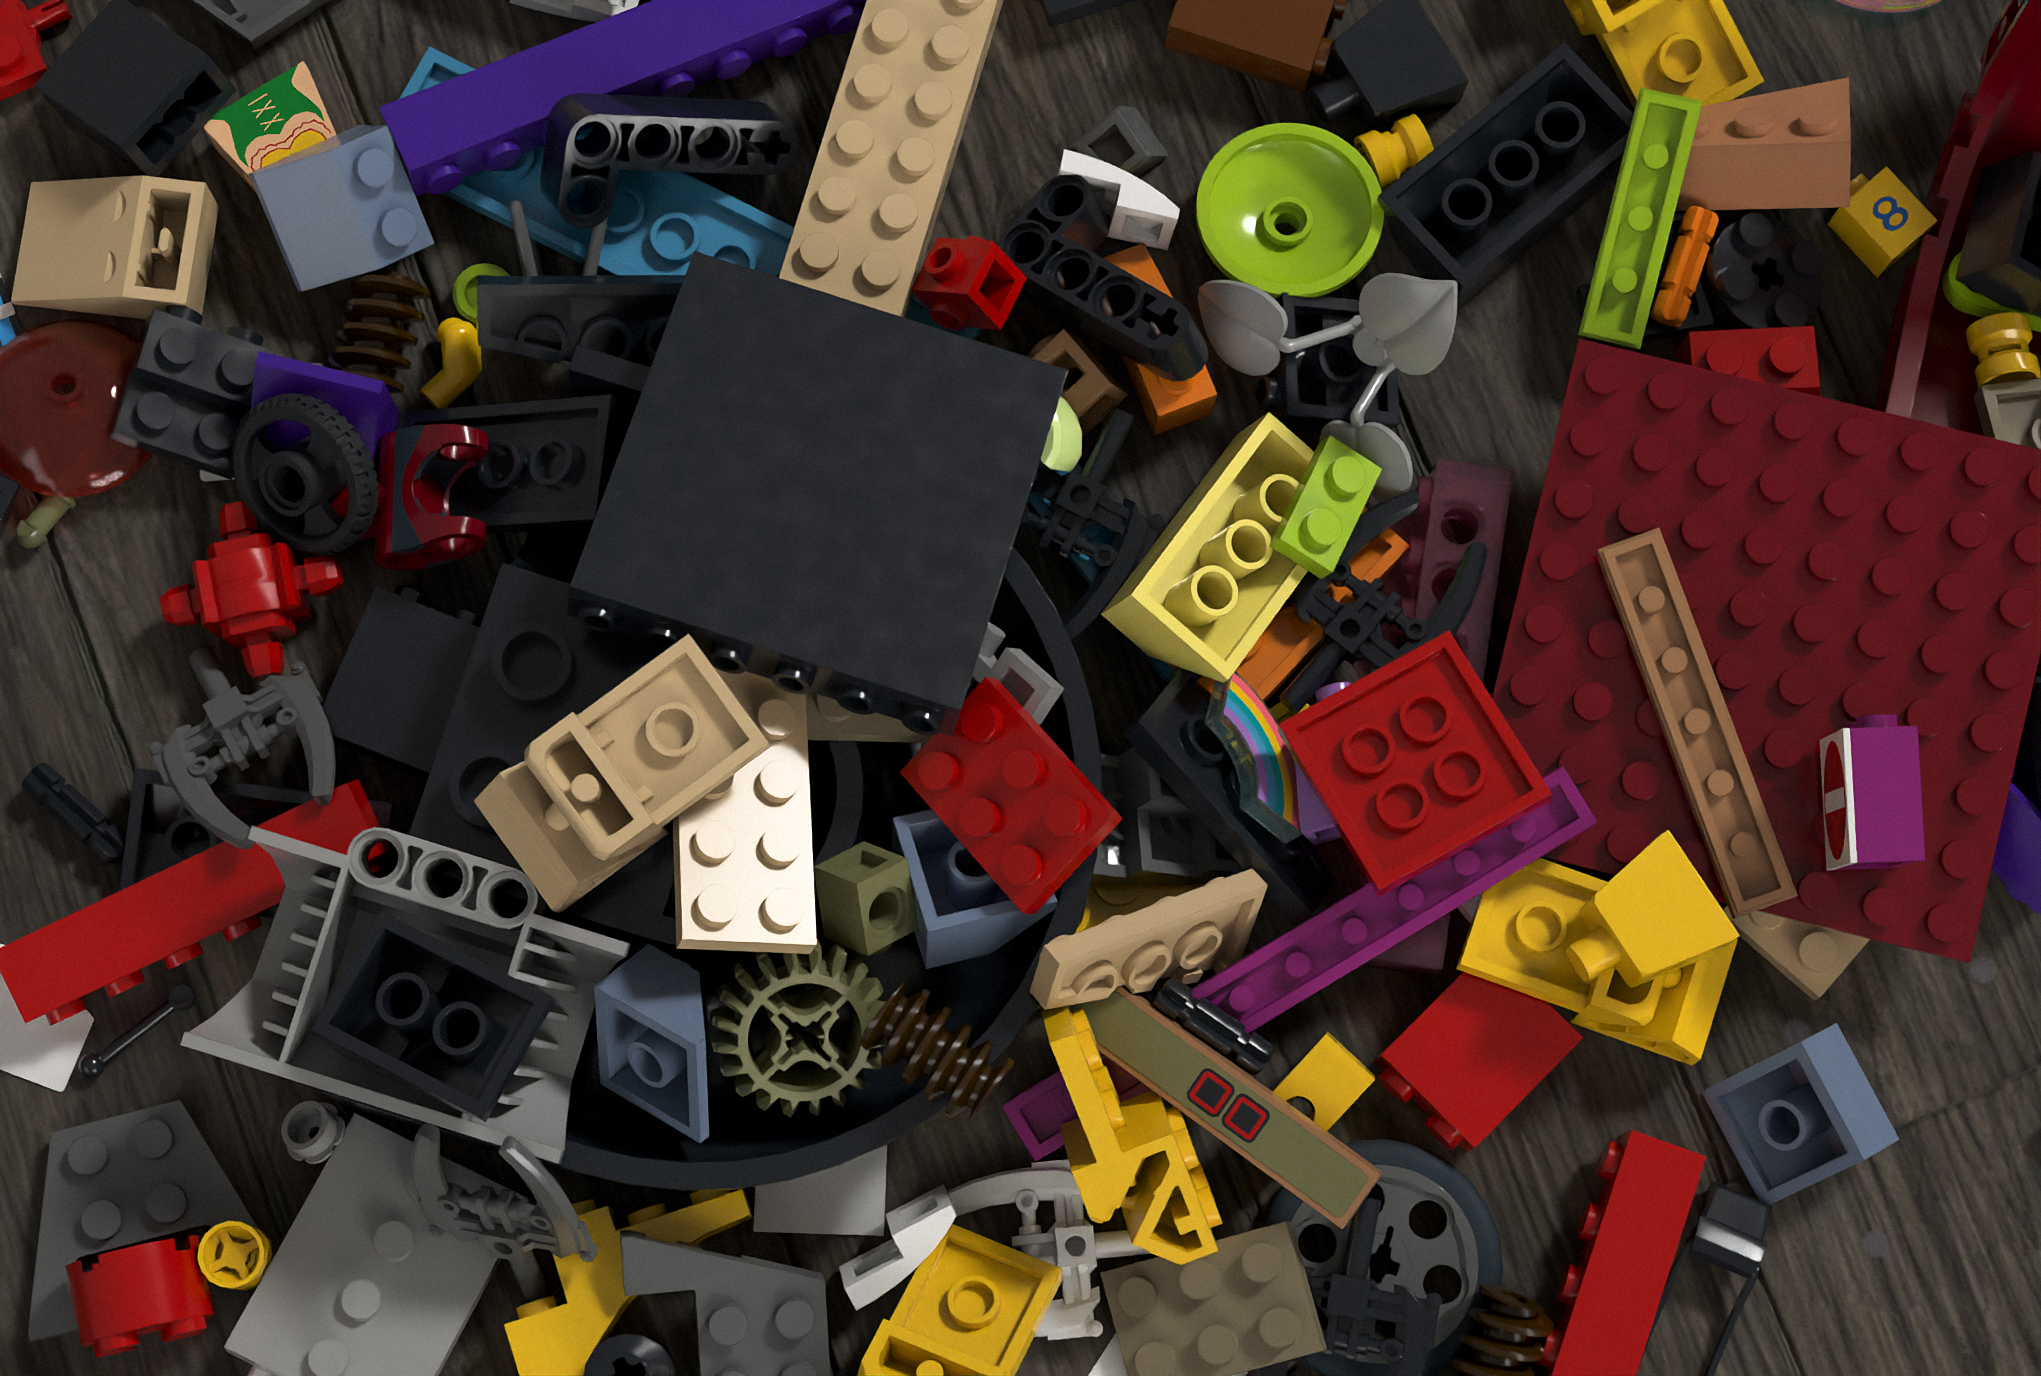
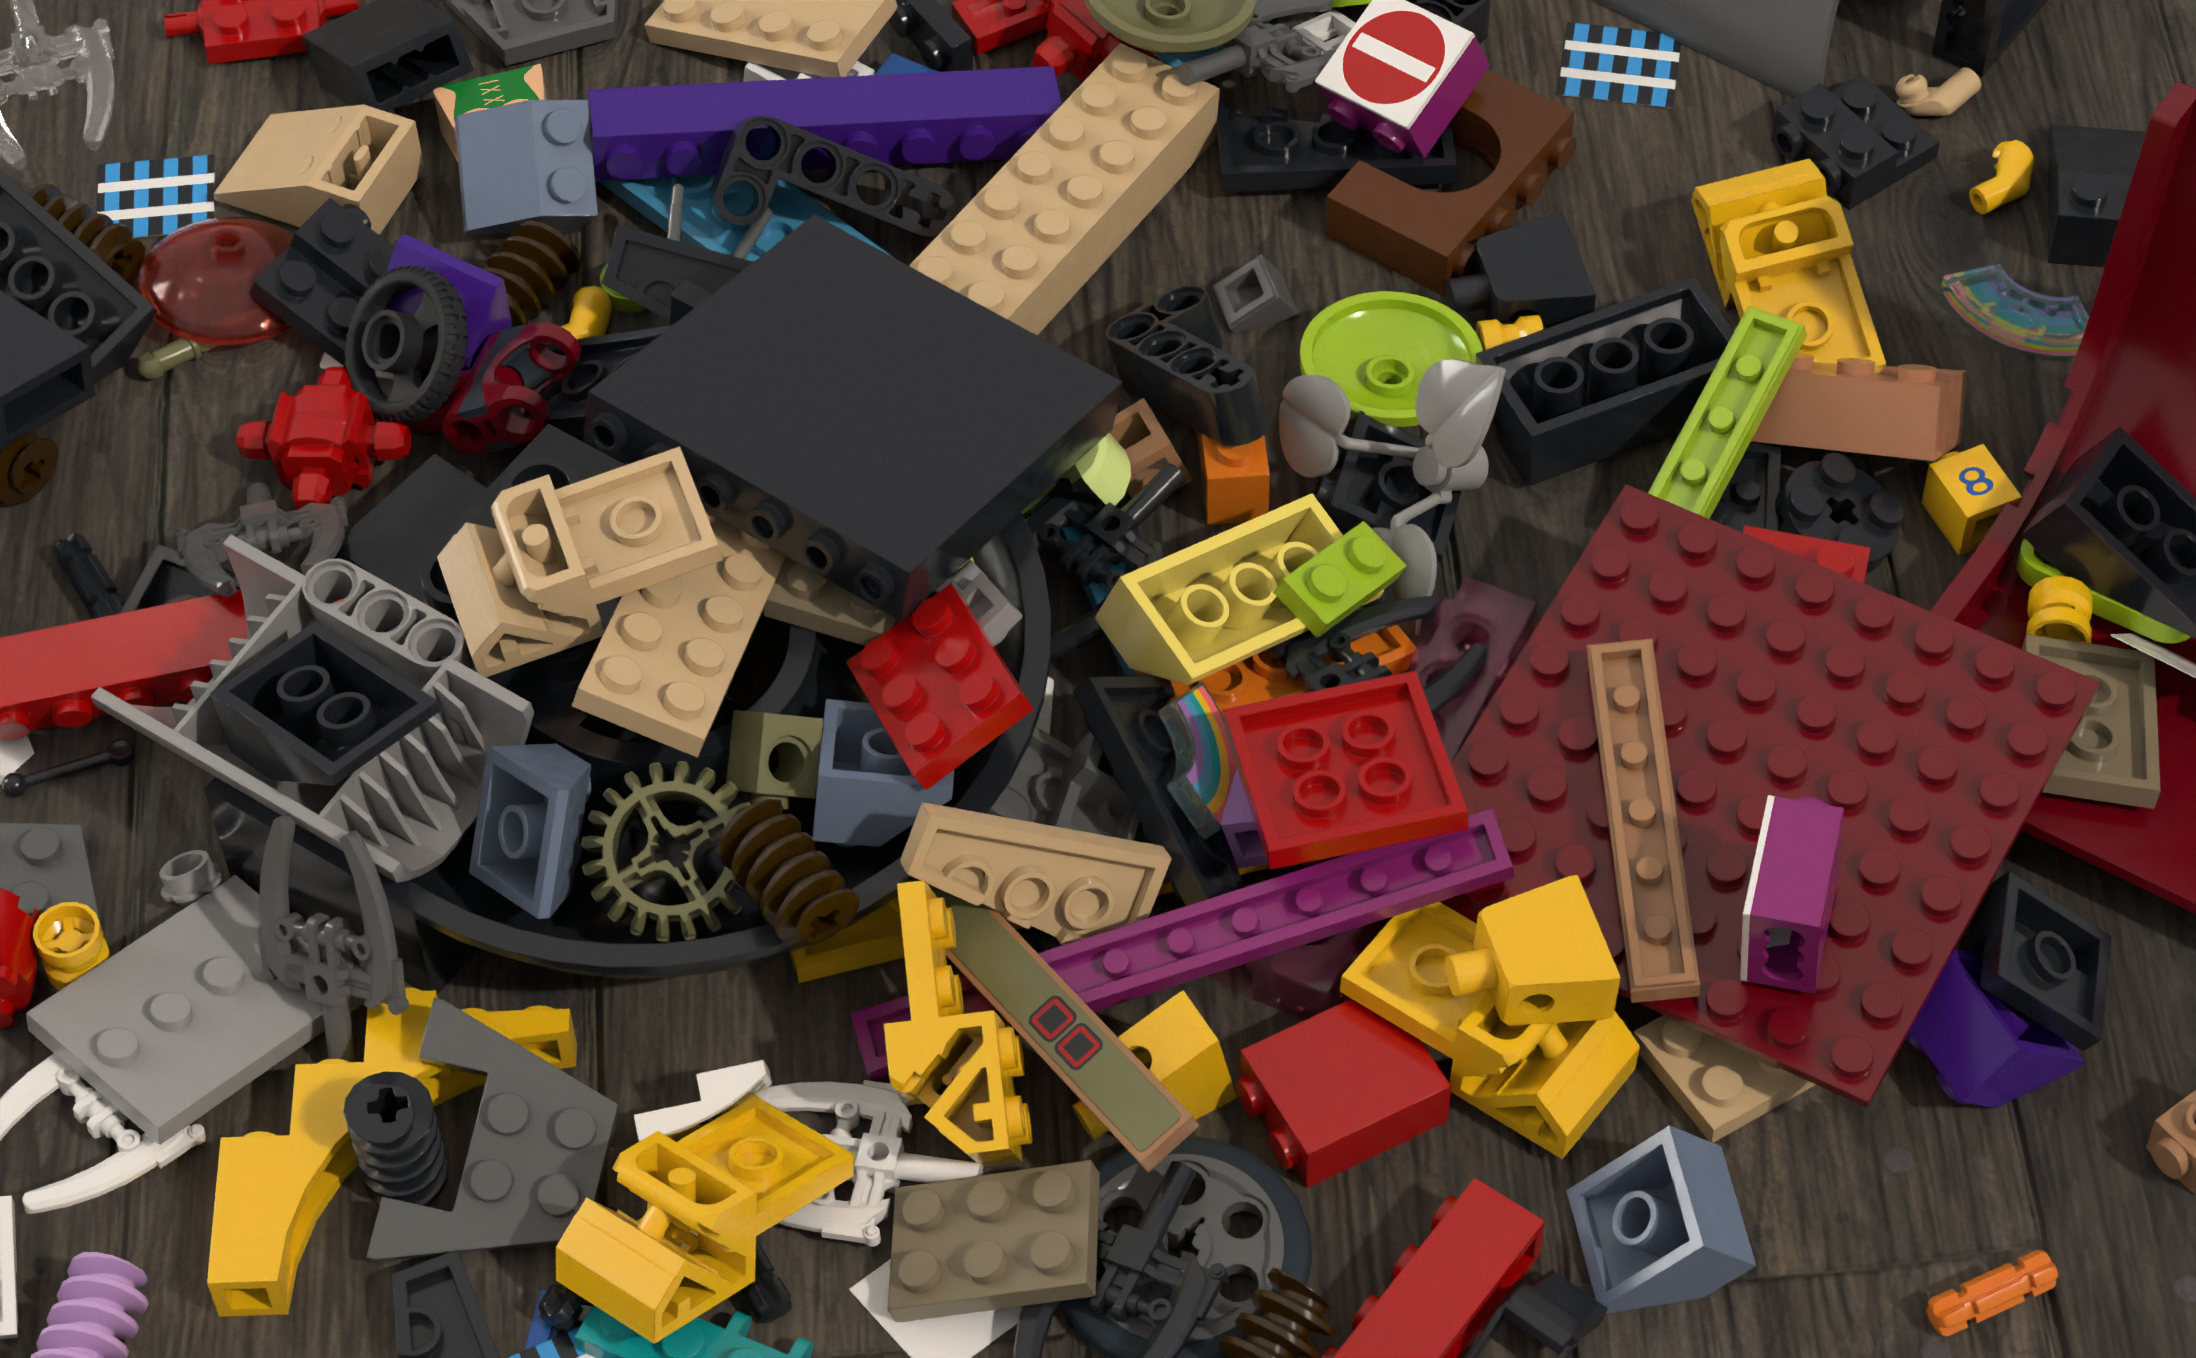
camera: 25 degrees right, 25 degrees down
(827, 1202) = (654, 1045): white sticker -> none
(968, 283) = (1075, 326): red brick -> none
(1135, 207) = (1244, 325): white slope -> none
(1213, 1026) = (1078, 971): black axle -> none
(1684, 266) = (1760, 482): orange axle -> none

